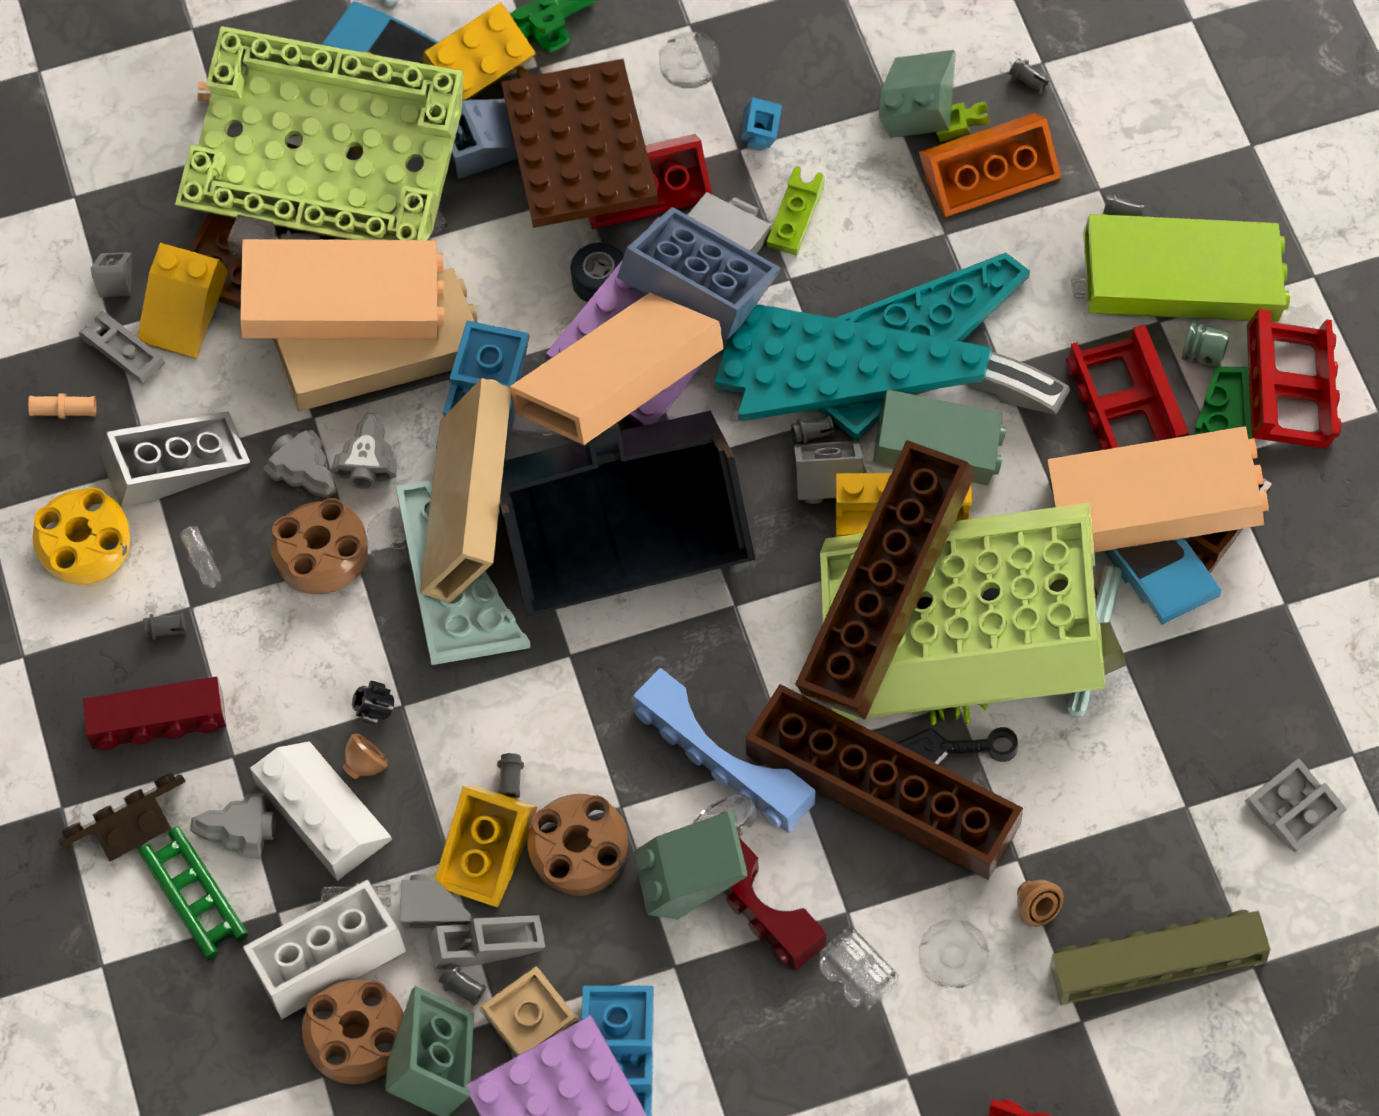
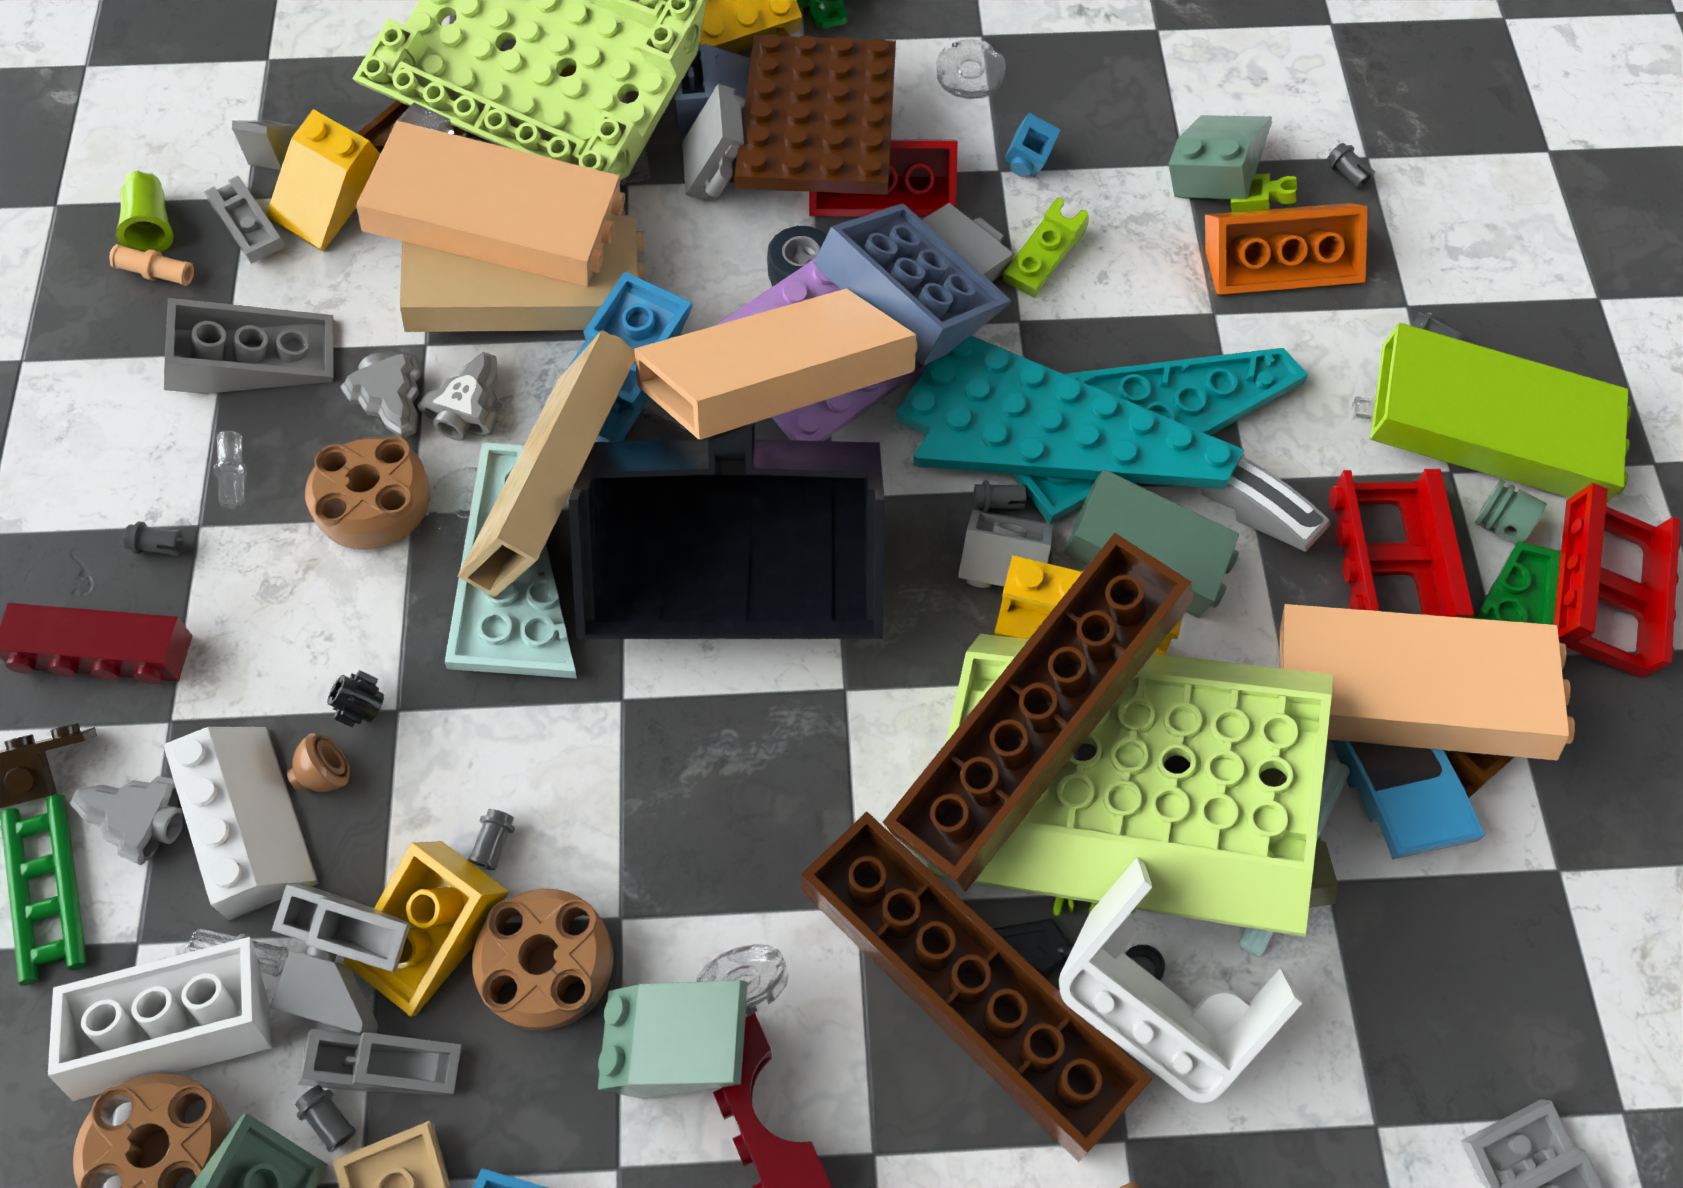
camera: 10 degrees right, 0 degrees up
(38, 364) = (143, 214): none -> lime plant
(81, 536) = (103, 412): yellow piece -> none
(430, 857) = (341, 926): none -> light grey slope
(498, 190) = (713, 144): none -> light grey piece
(775, 792) = (822, 954): light blue arch -> none
(1041, 785) = (1186, 1046): none -> white windscreen

